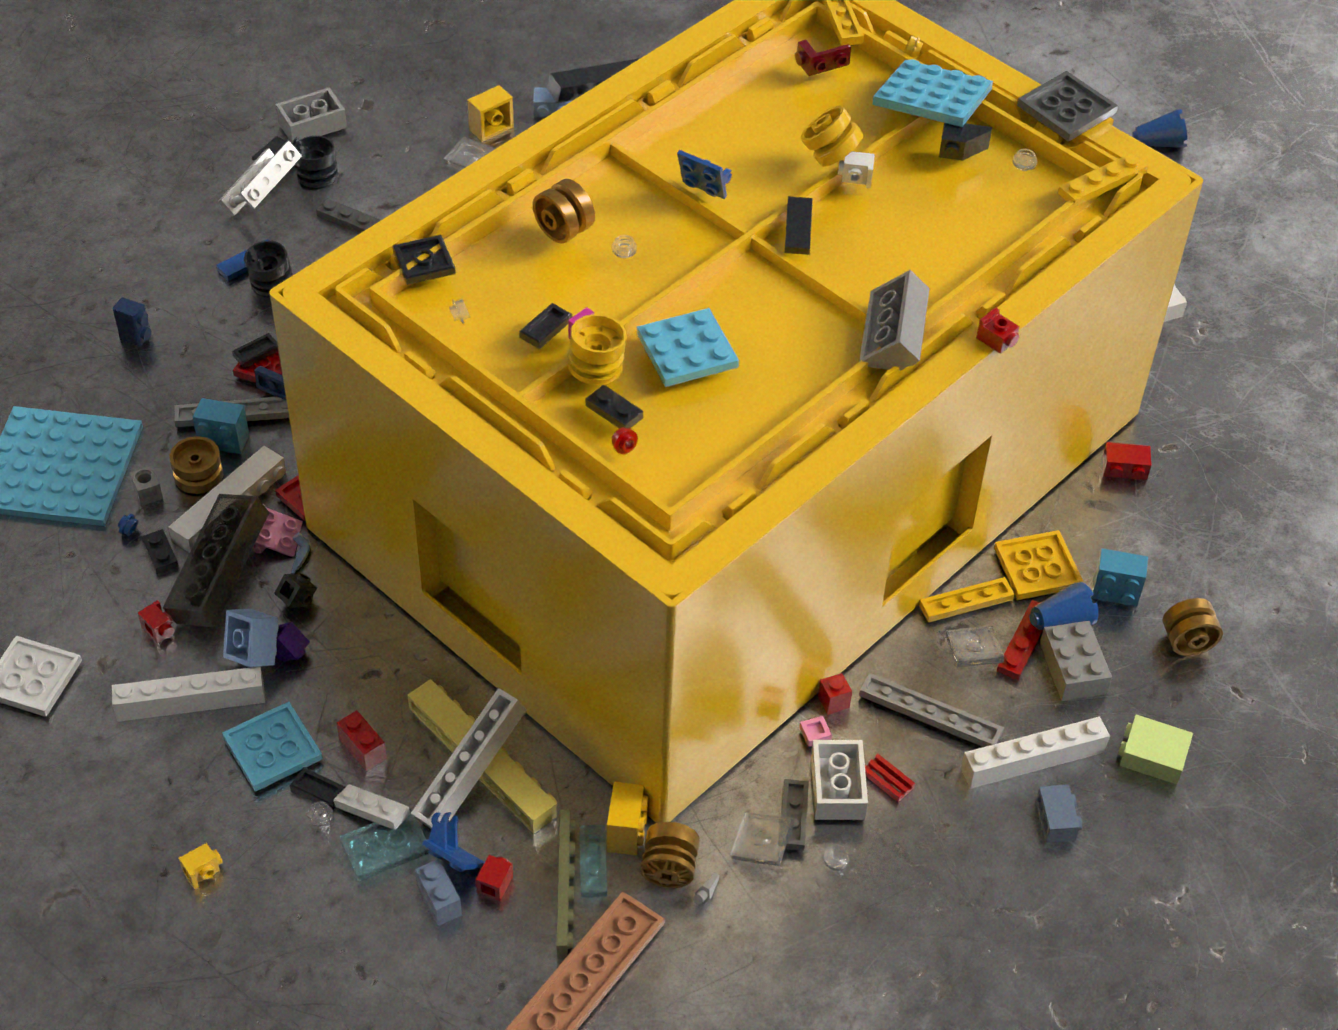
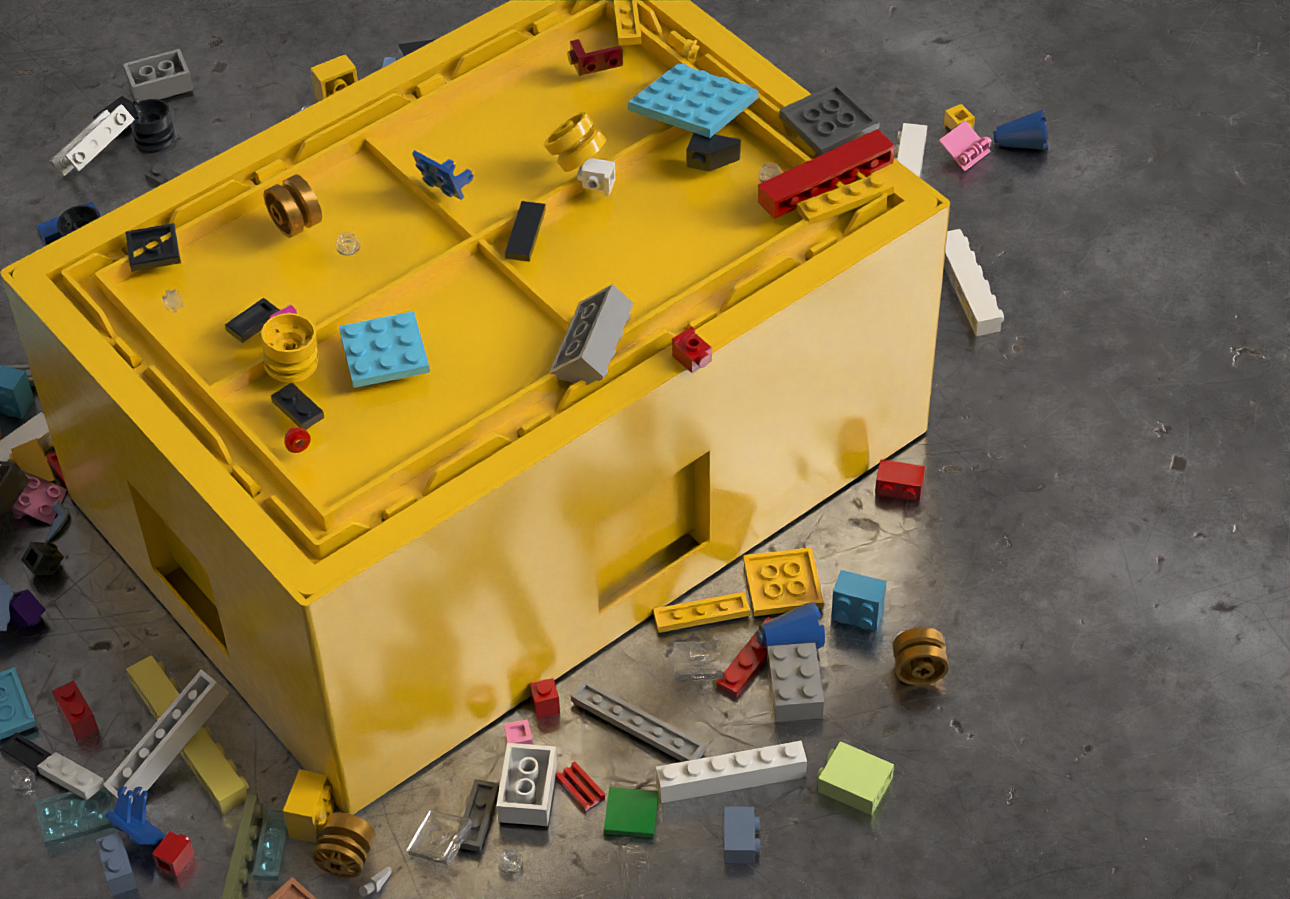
camera: 10 degrees right, 0 degrees up
(267, 491) = (32, 459): none -> yellow slope
(944, 800) = (631, 812): none -> green tile
(1077, 156) = (824, 172): none -> red brick

